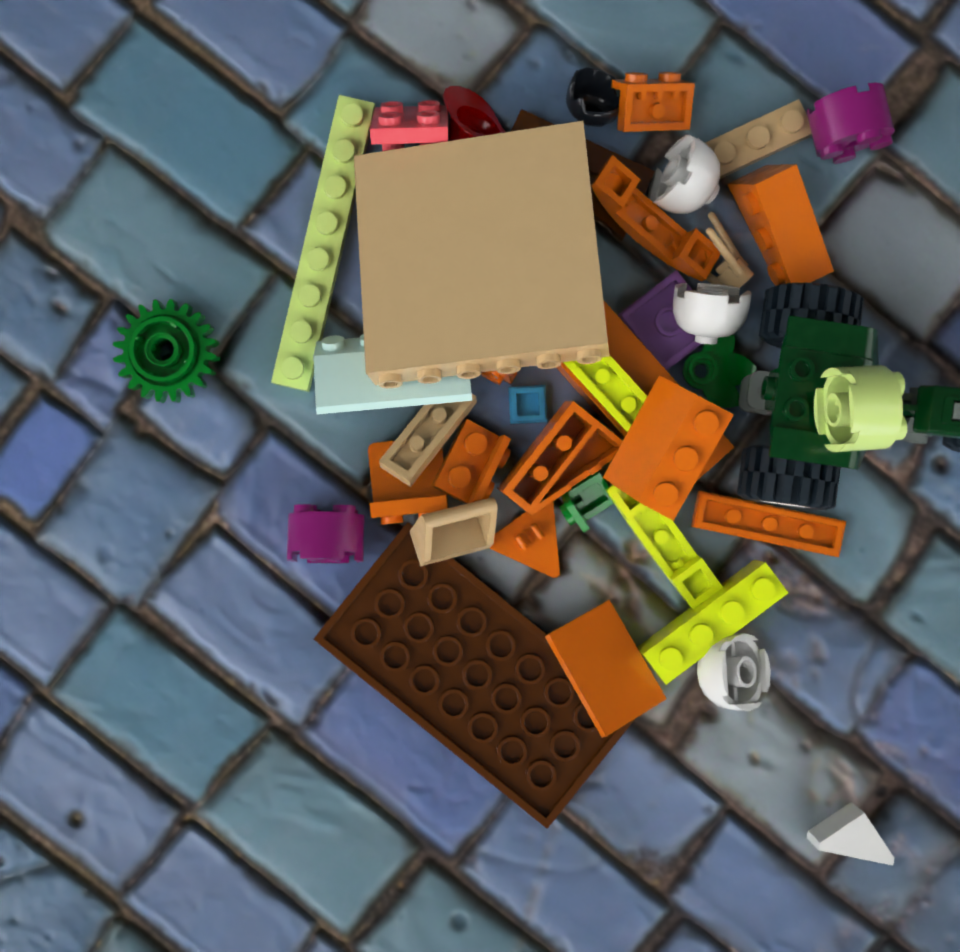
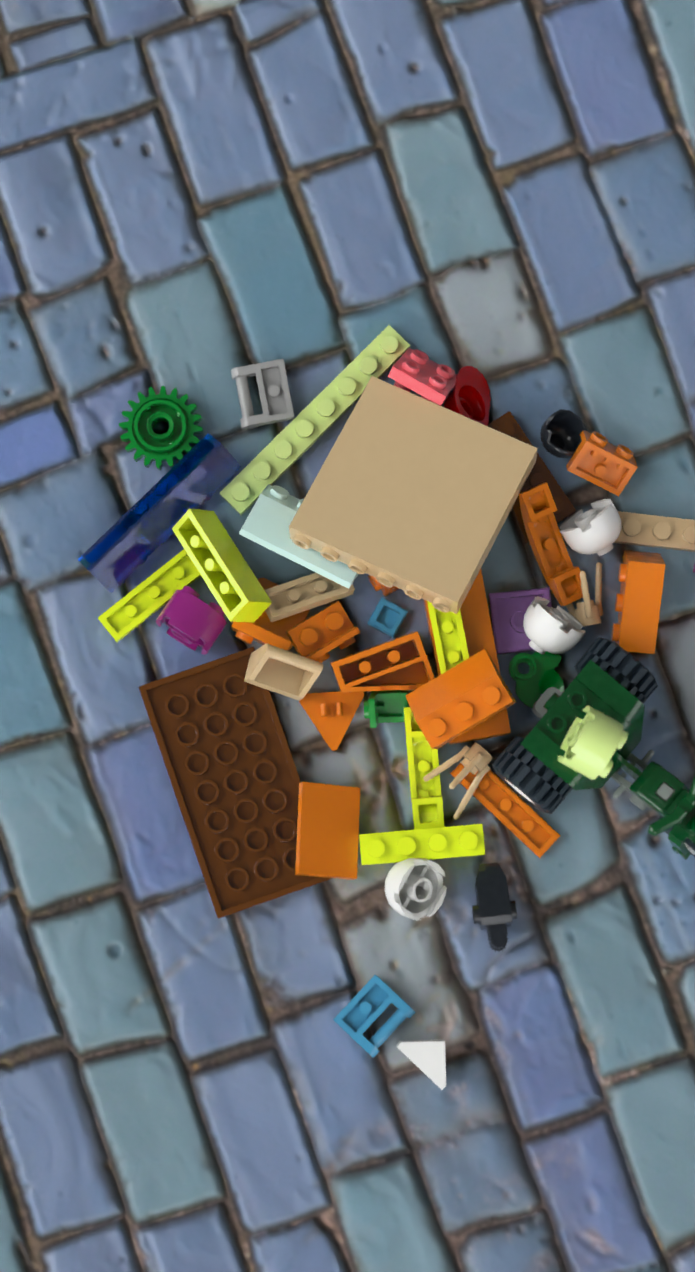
camera: 35 degrees right, 5 degrees down
(220, 443) = (156, 513): none -> clear blue brick
(261, 241) = (273, 393): none -> light grey plate
(268, 529) = (149, 596): none -> neon yellow plate
(320, 460) = (221, 565): none -> neon yellow brick
(714, 499) = (474, 760): none -> tan plant
(757, 822) = (366, 1008): none -> dark azure plate
(826, 639) = (493, 907): none -> black hinge

